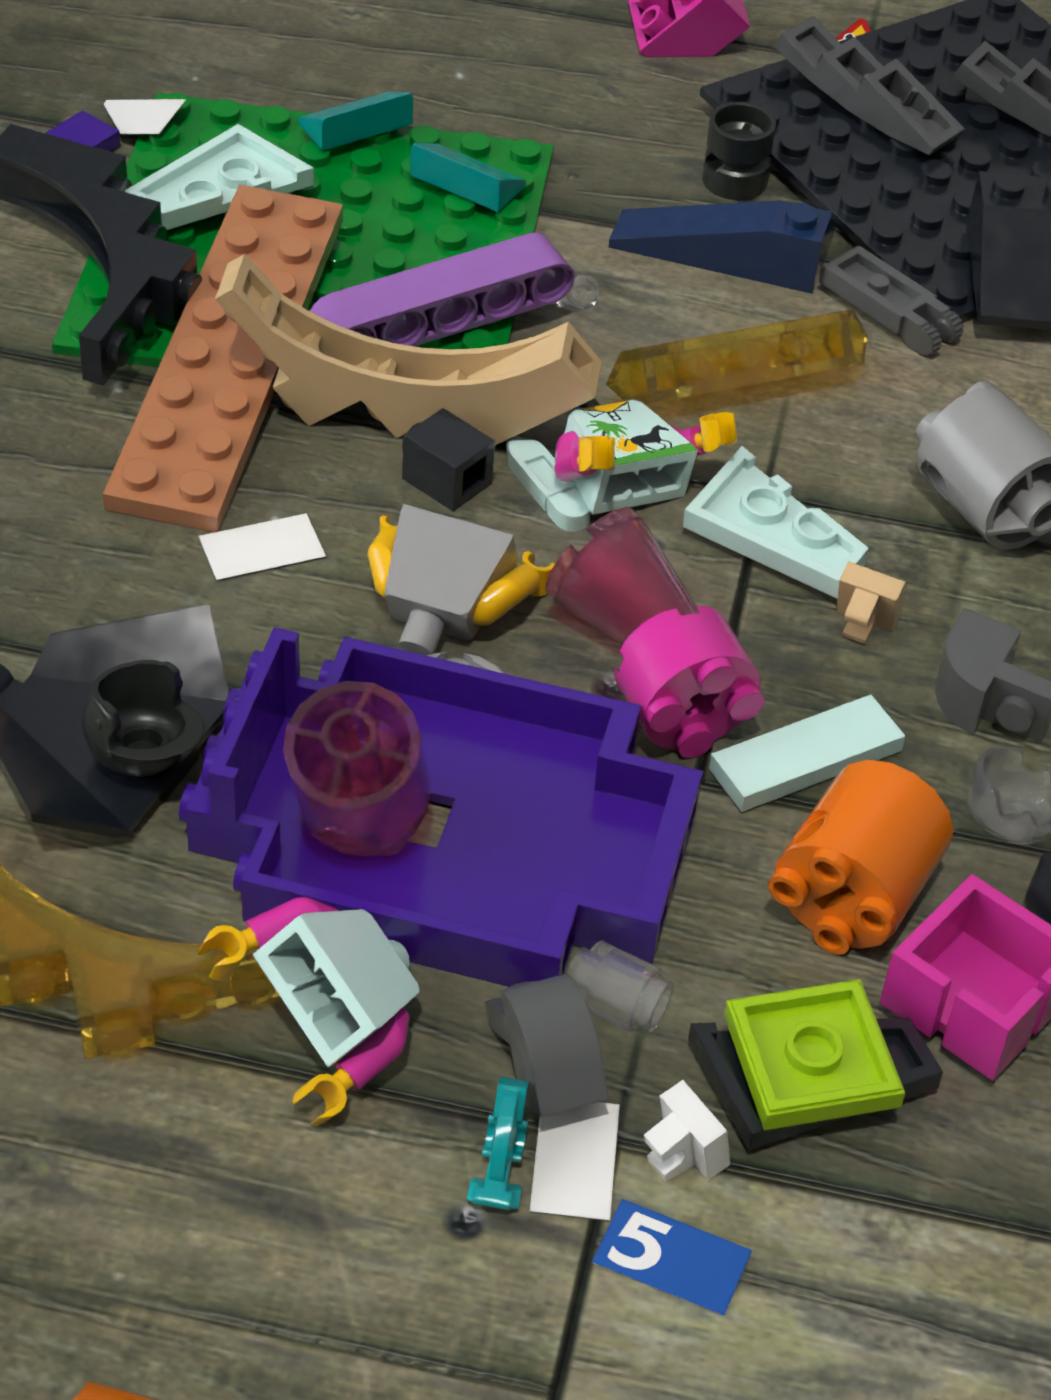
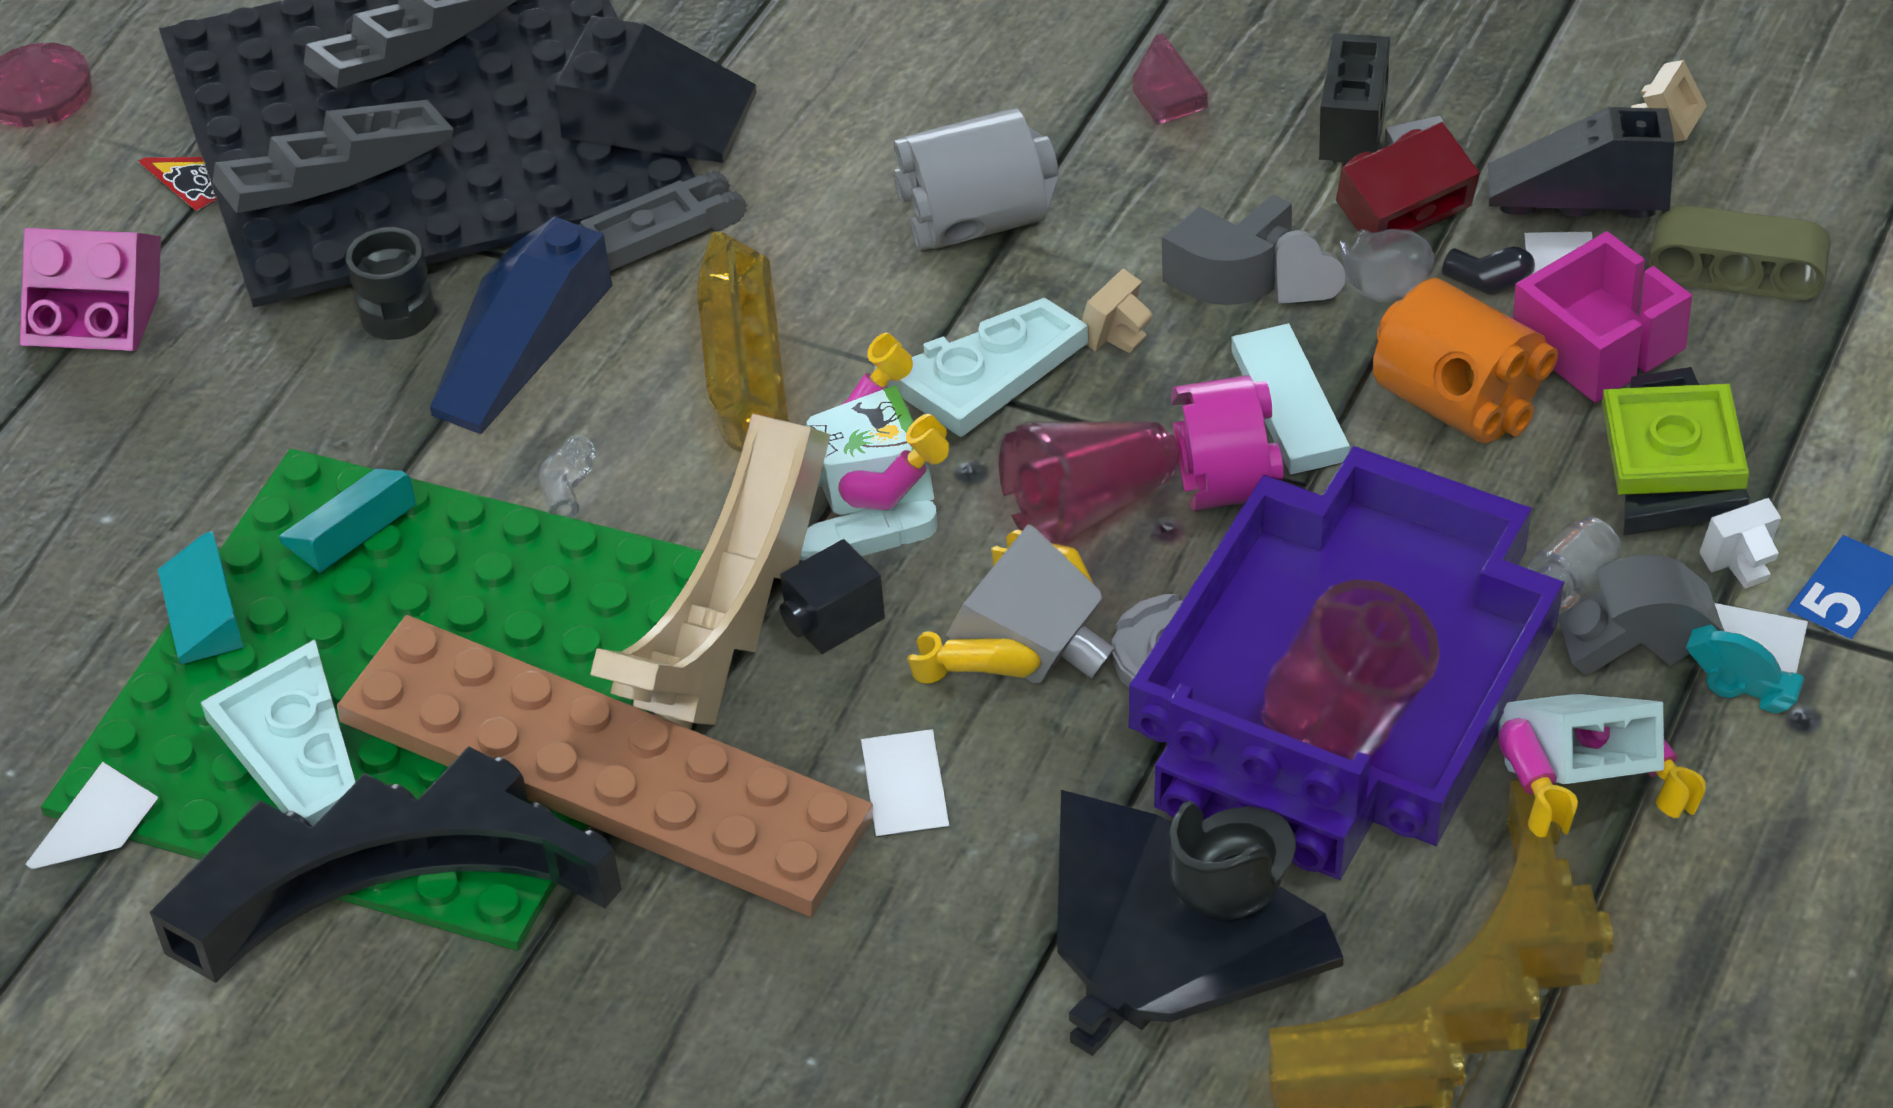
camera: 70 degrees left, 0 degrees up
(89, 131) = (114, 887): dark purple tile -> none
(453, 292) = (585, 547): medium lavender beam -> none
(984, 725) = (1304, 270): none -> light grey tile

